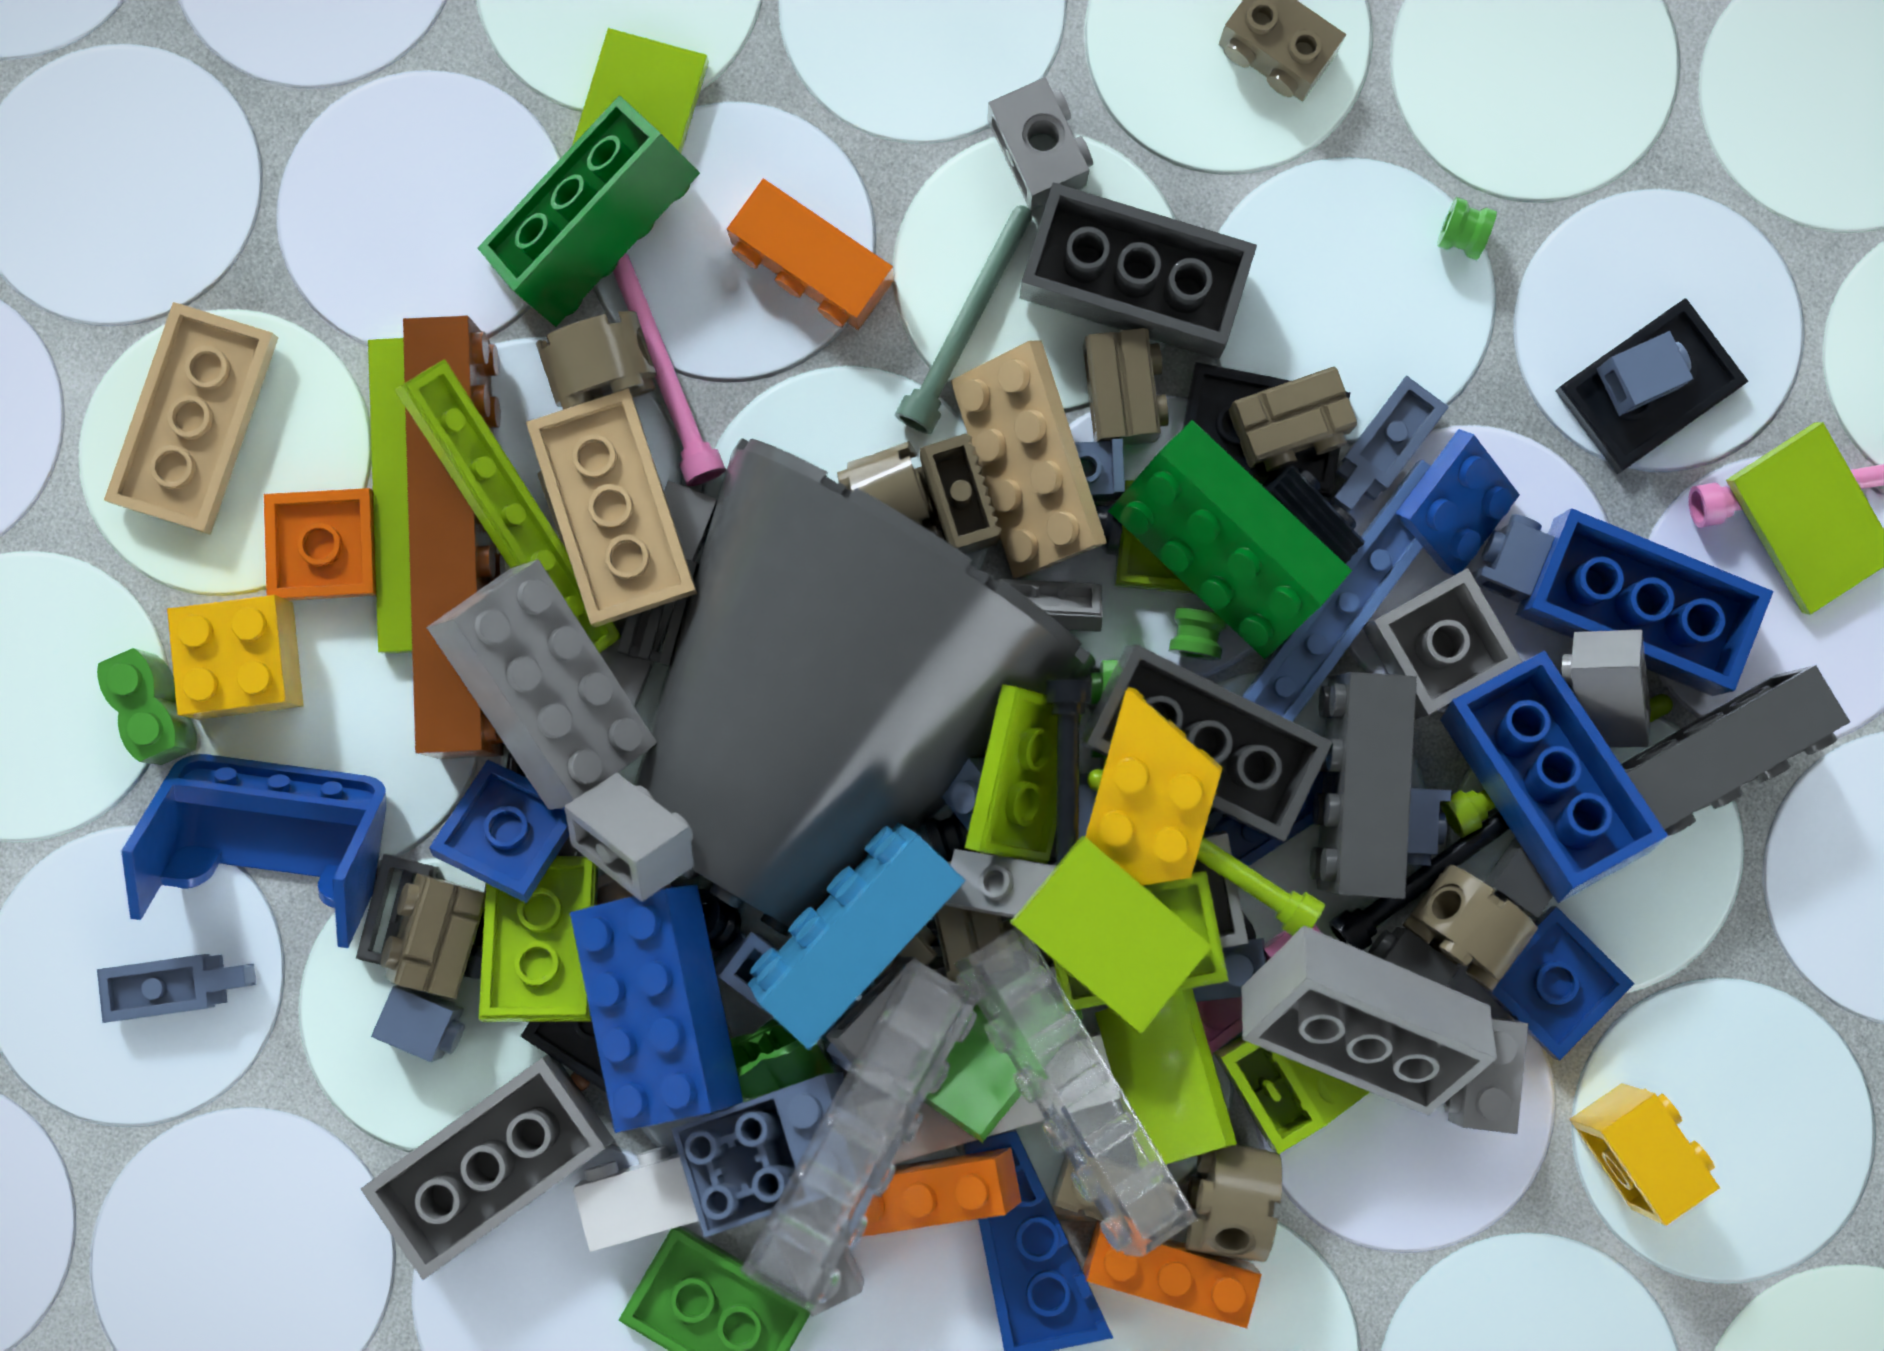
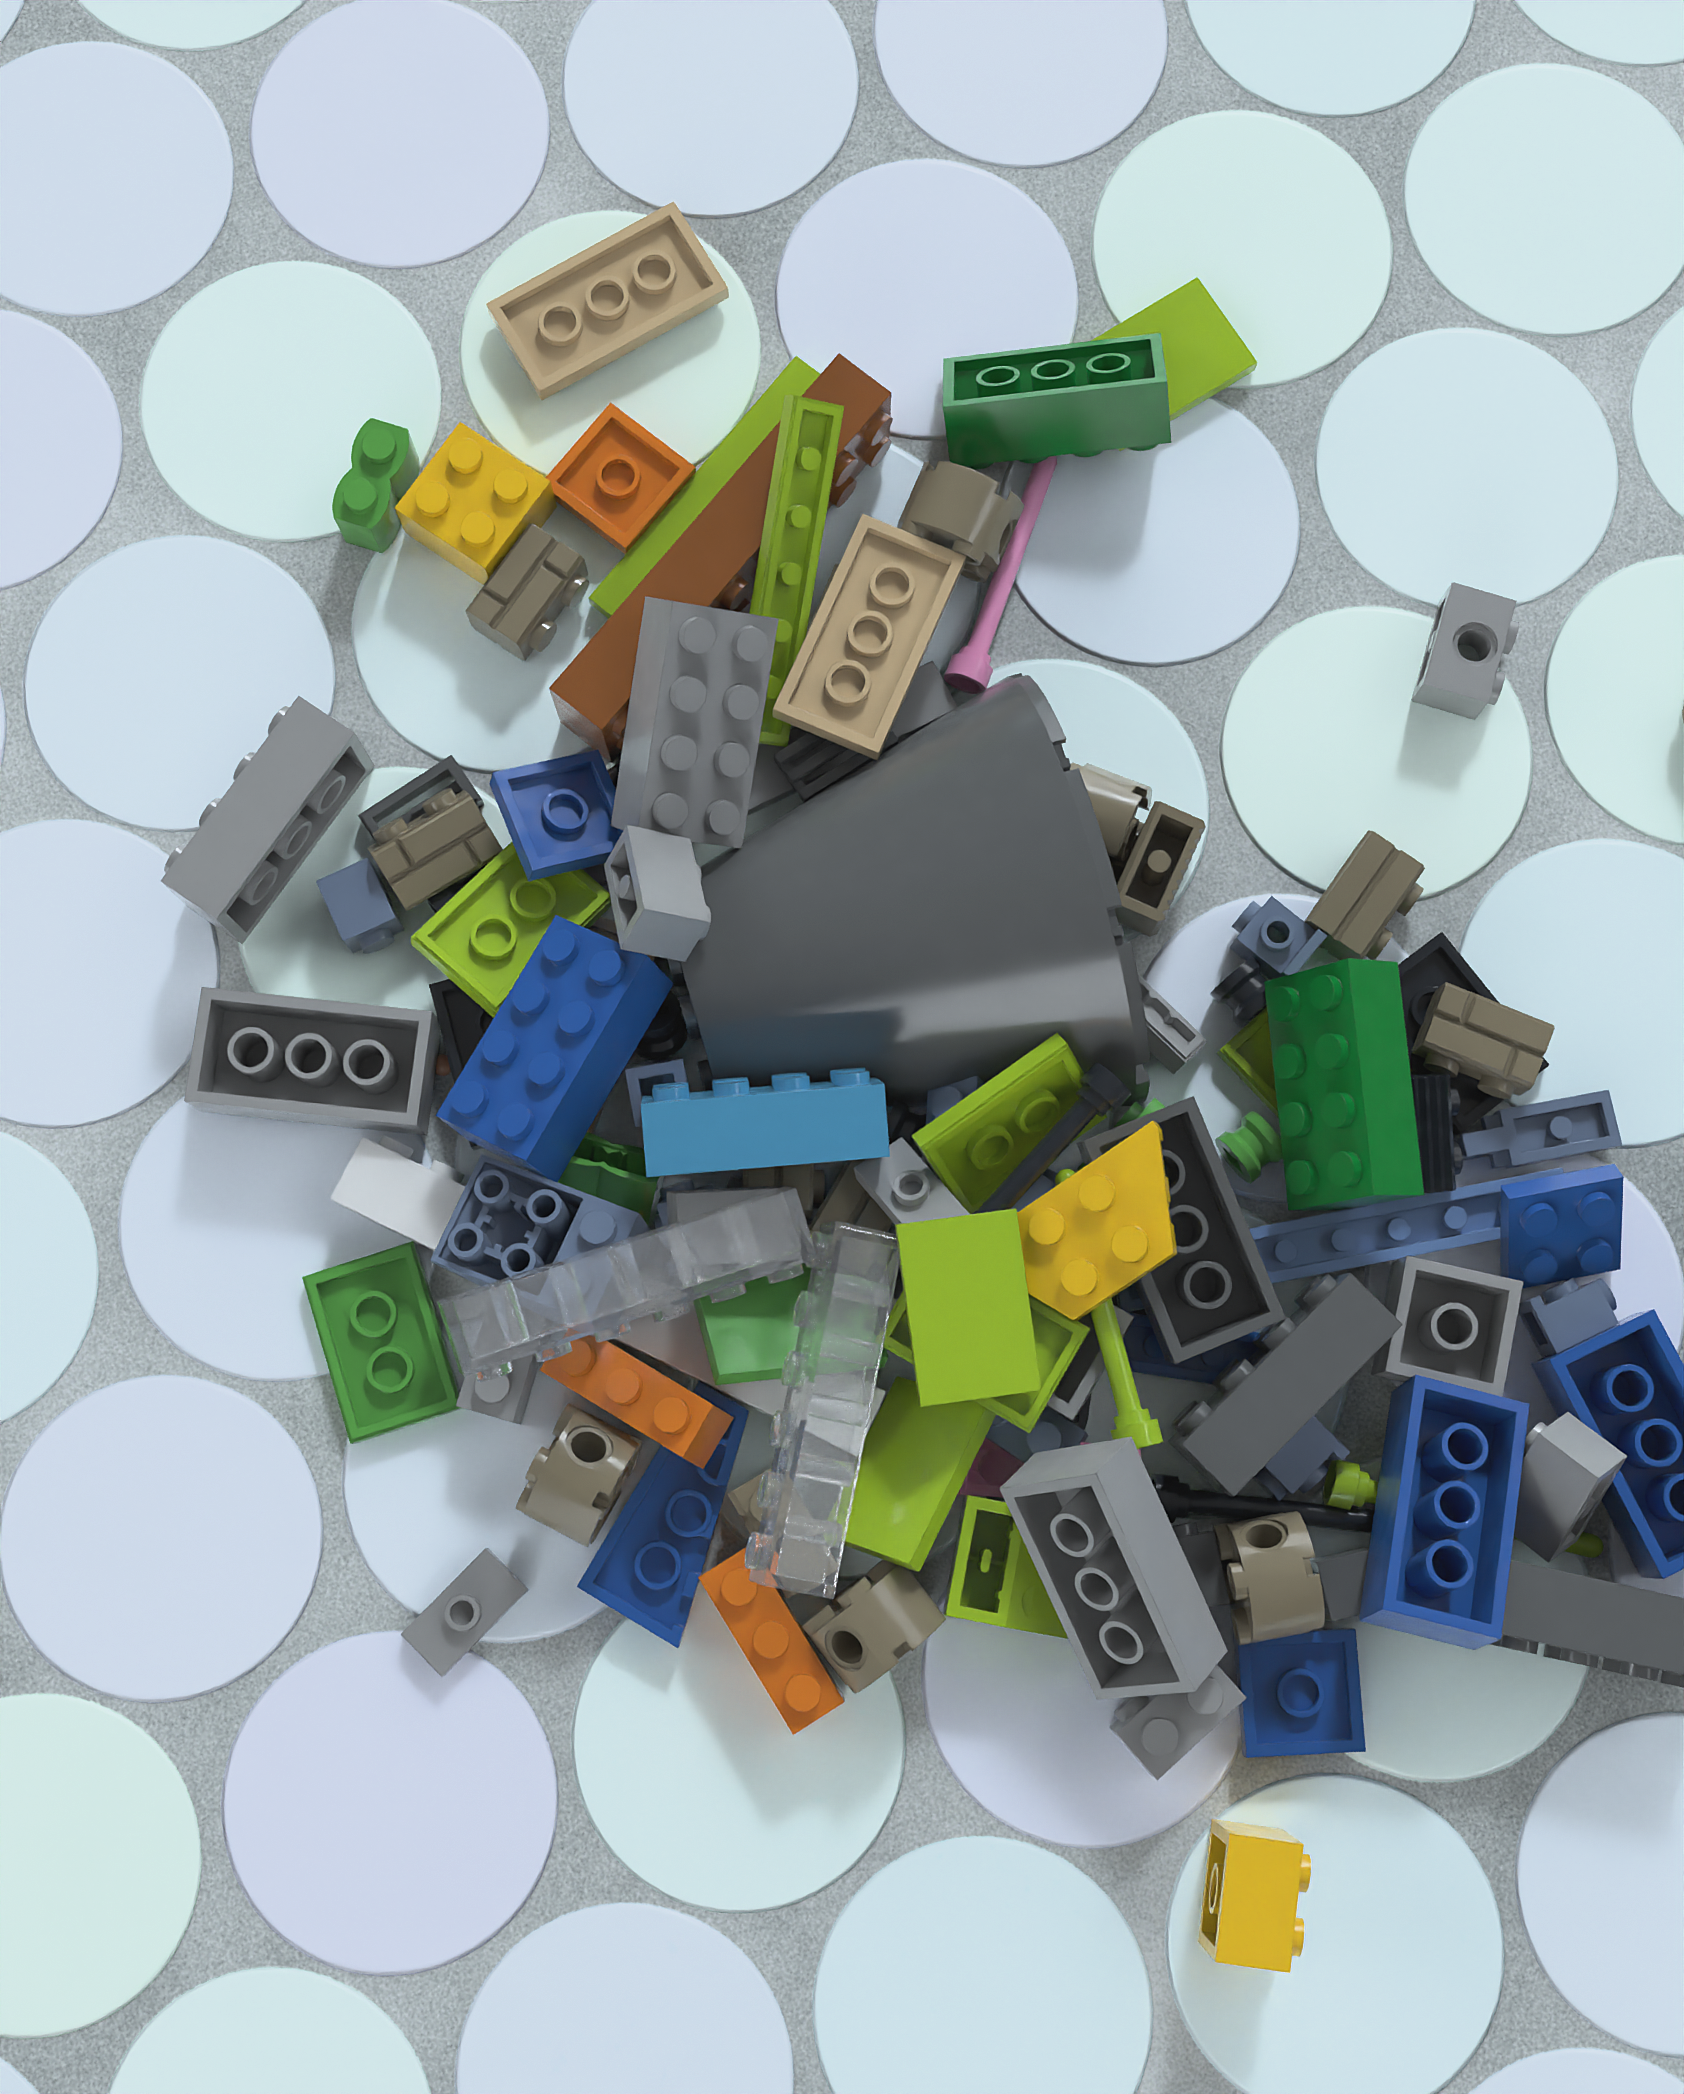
camera: 40 degrees right, 5 degrees down
(168, 986) = (195, 708): sand blue hinge -> none
(264, 819) = (381, 645): blue windscreen -> none
(294, 1025) = (268, 819): none -> light grey brick
(332, 687) = (529, 593): none -> dark tan brick
(809, 256) = (1201, 583): orange brick -> none
(922, 406) = (1185, 776): sand green piece -> none
(940, 1285) = (579, 1475): none -> dark tan brick
(1028, 459) = (1235, 888): tan plate -> none
(1137, 270) = (1456, 815): dark grey brick -> none

